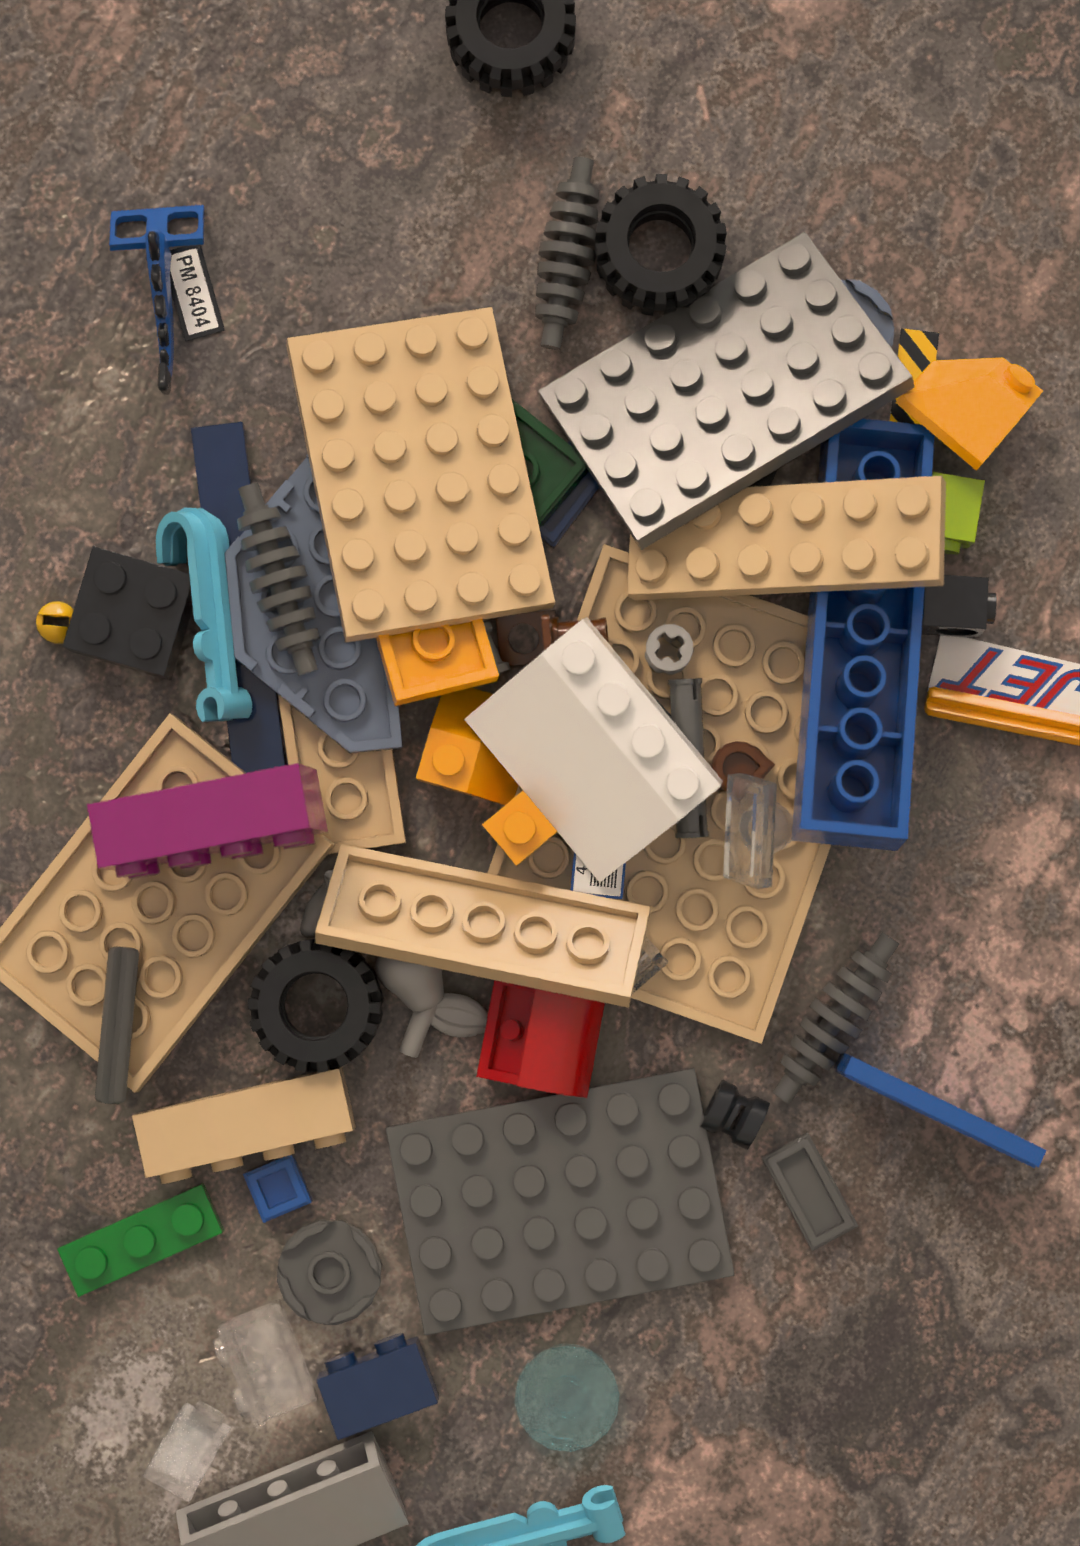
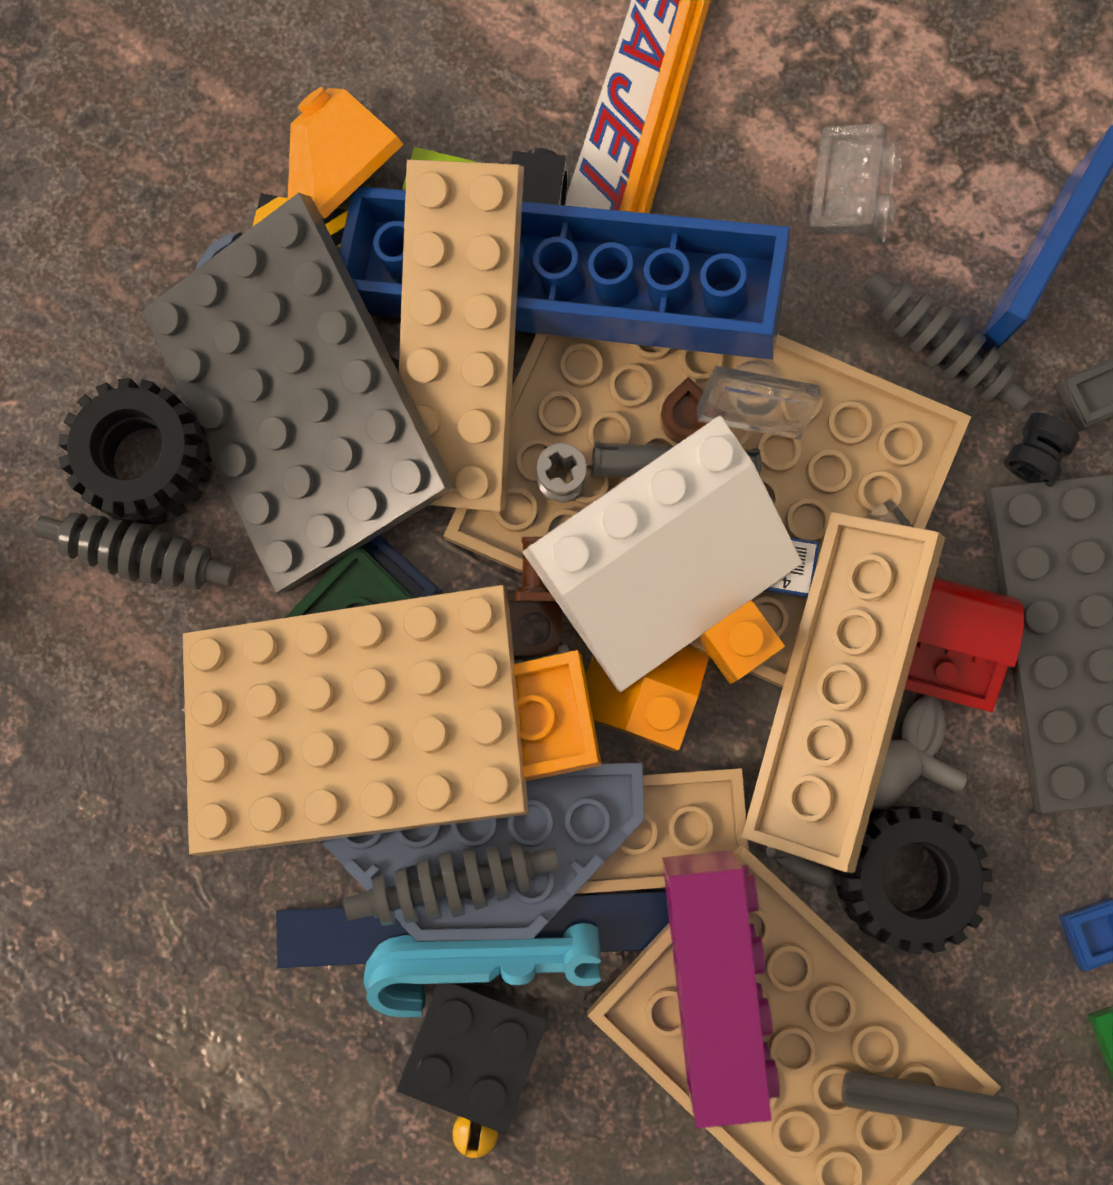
camera: 85 degrees left, 5 degrees down
(158, 259) = (94, 990): blue piece -> none
(194, 293) = (131, 954): sticker -> none
(244, 1123) = (1035, 971): tan brick -> none
(993, 921) = (855, 181): none -> clear bracket

